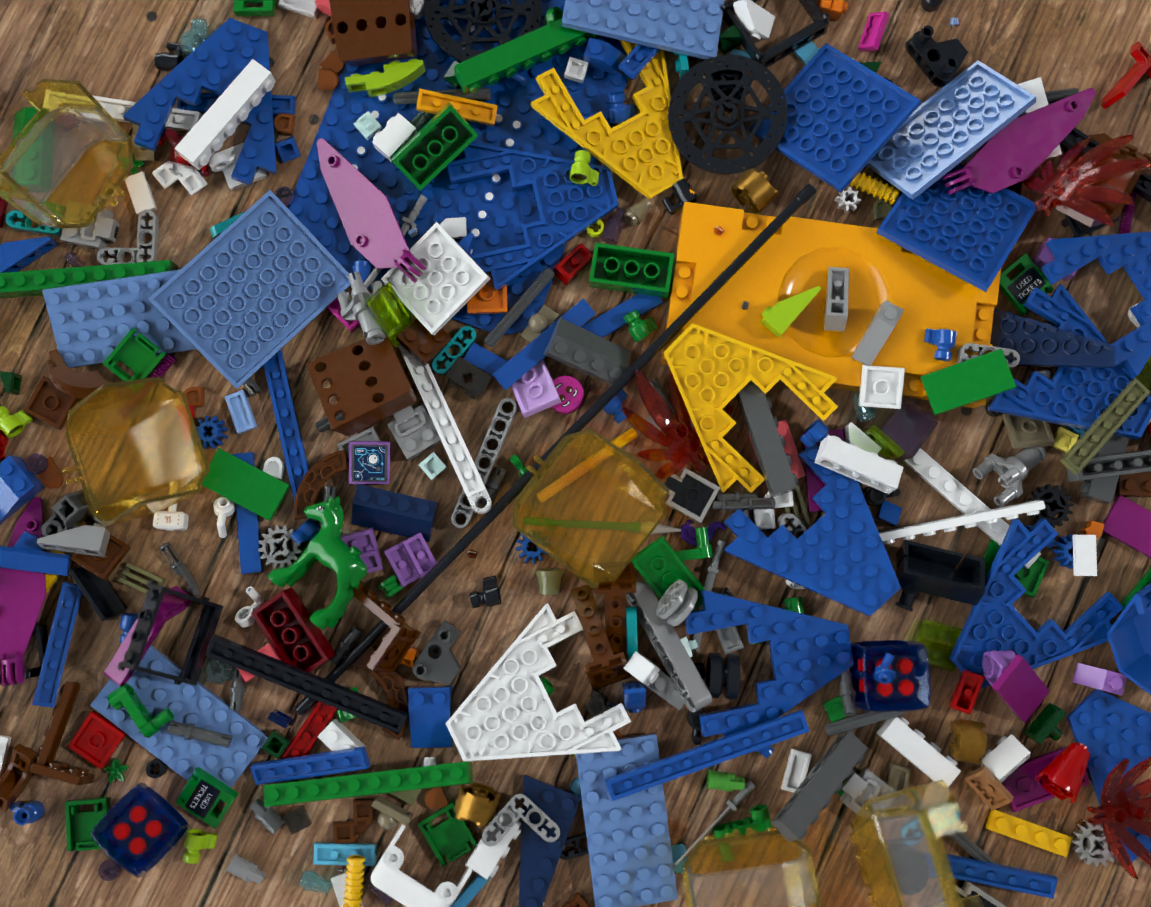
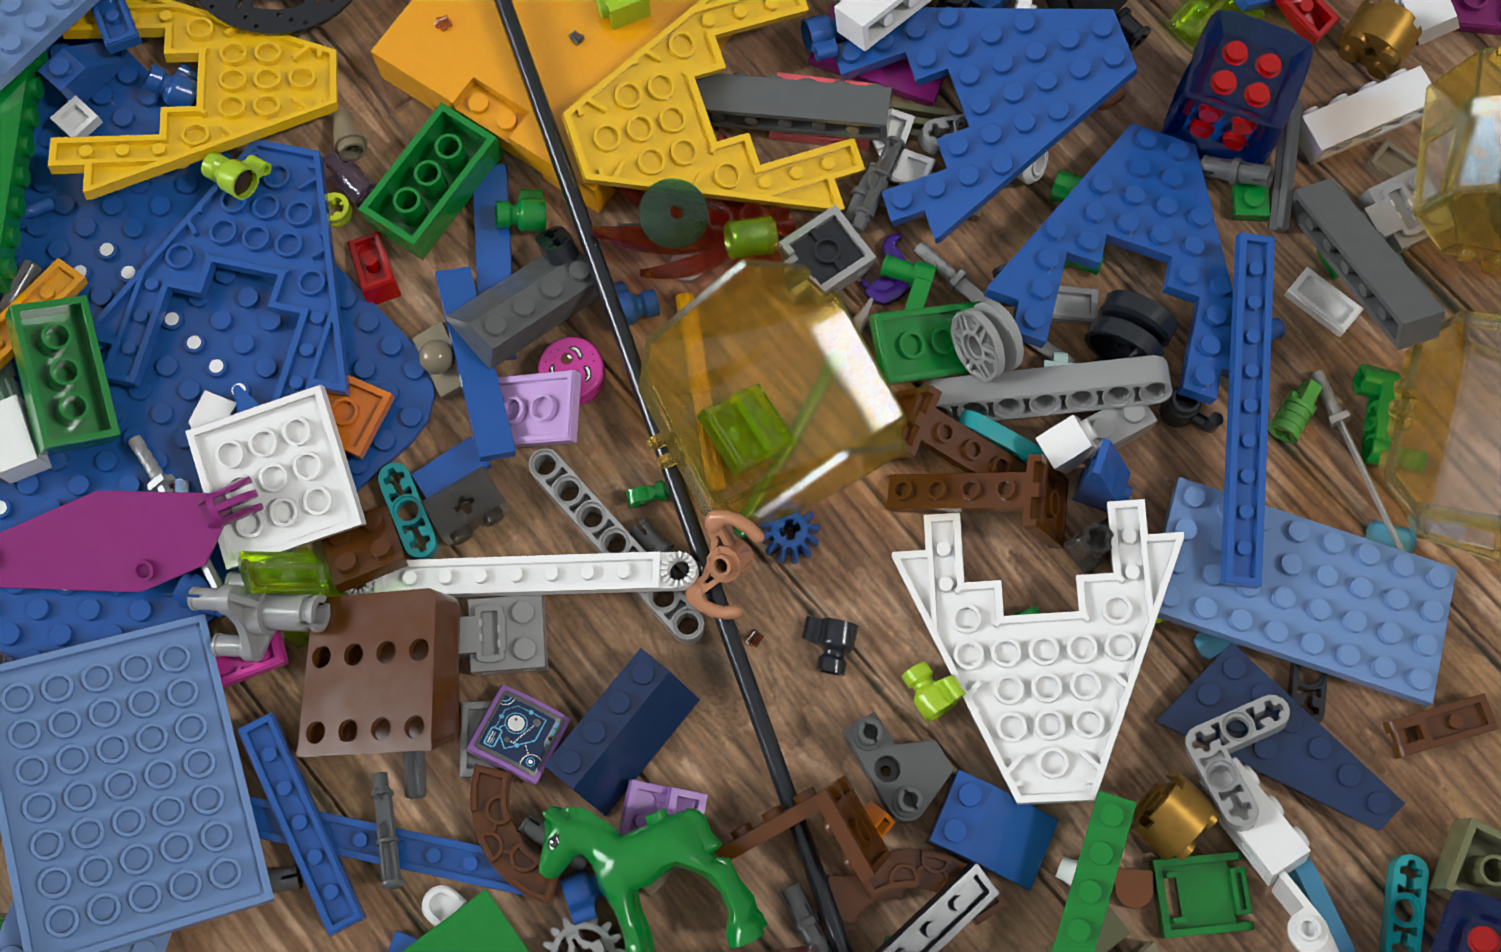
camera: 65 degrees left, 10 degrees down
(241, 412) = (301, 920): light blue tile -> none
(278, 381) = (302, 824): none -> blue tile
(292, 424) = (386, 832): none -> dark grey piece
(390, 587) = (744, 797): green wheel -> none
(410, 559) = (714, 741): medium lavender slope -> none
(432, 466) = (577, 633): light aqua plate -> none
(483, 657) = (931, 696): none -> lime piece
(494, 524) = (725, 562): none -> nougat piece
(519, 307) = (396, 376): dark grey axle -> none
(549, 580) = (856, 531): olive piece -> none
(572, 500) = (746, 429): none -> clear neon green slope
(627, 353) = (557, 245): none -> black beam
(670, 396) = (656, 216): none -> clear green dish
(677, 452) = (750, 237): none -> clear neon green piece
(683, 193) = (357, 58): black piece -> none
(883, 673) = (1237, 79): blue plate -> none
(988, 787) = (1457, 40): medium nougat bracket -> none

